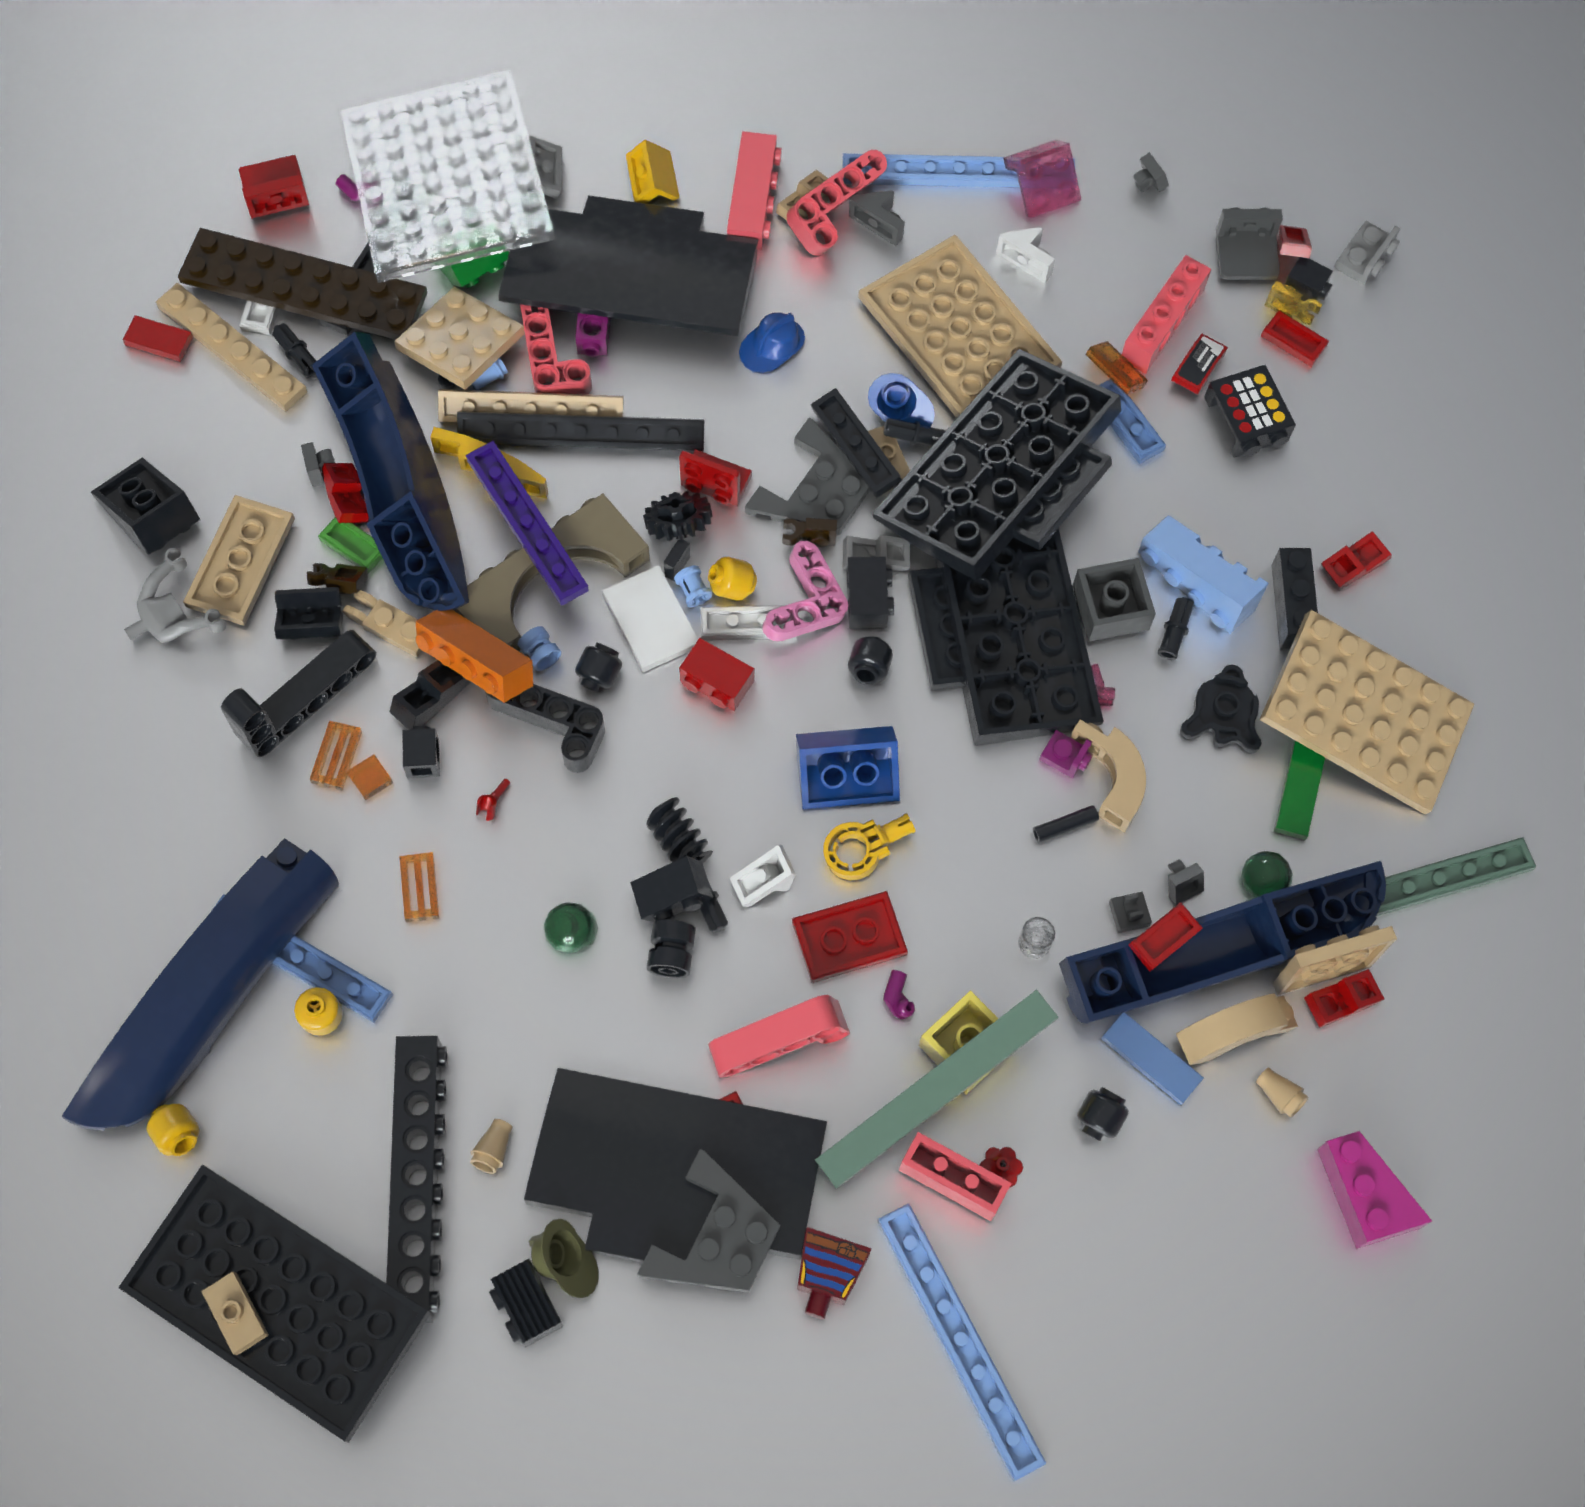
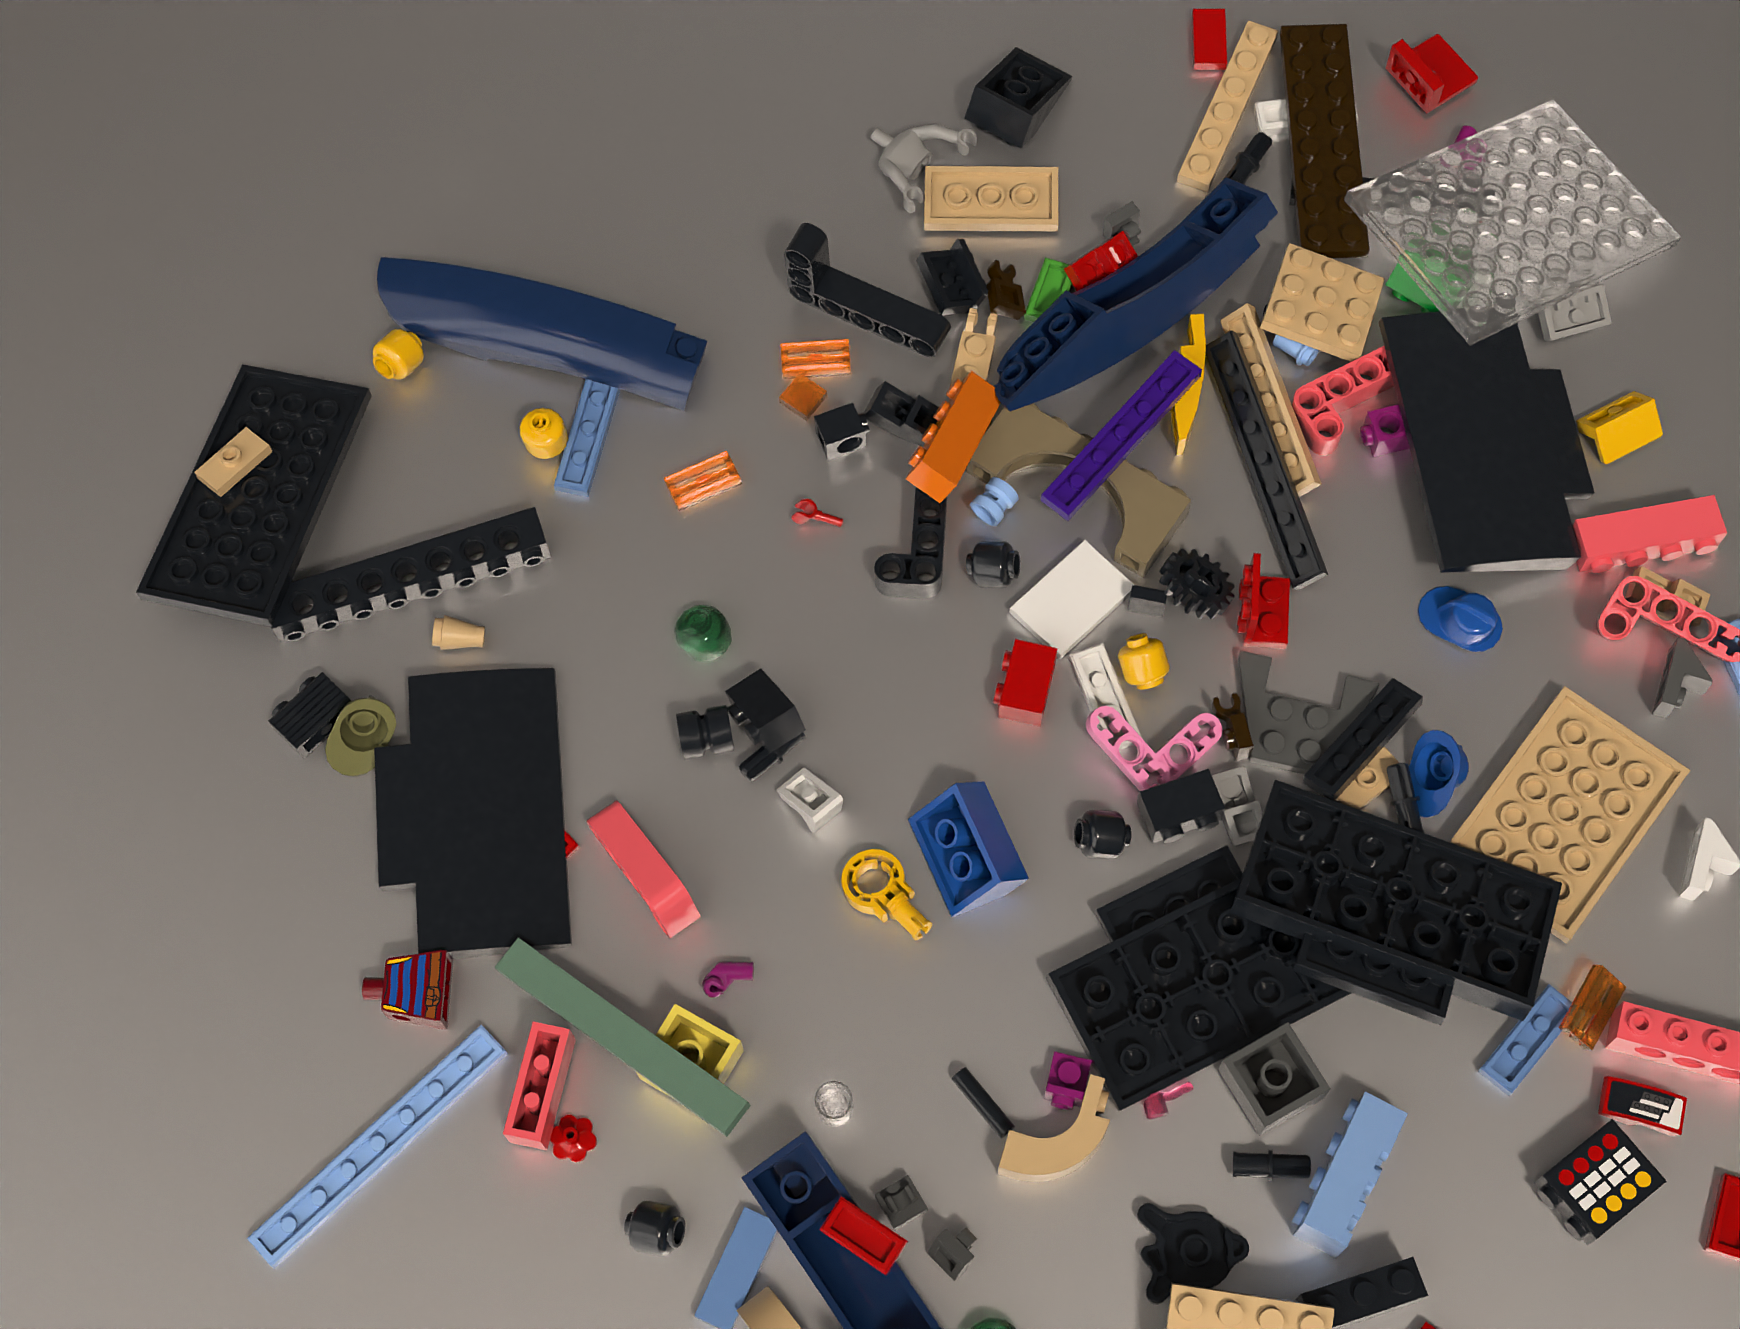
camera: 80 degrees right, 0 degrees up
(674, 832) = (830, 698): black piece -> none
(693, 586) = (1123, 627): light blue bush -> none
(730, 1242) = (412, 880): dark grey wing -> none
(849, 937) = (779, 909): red tile -> none

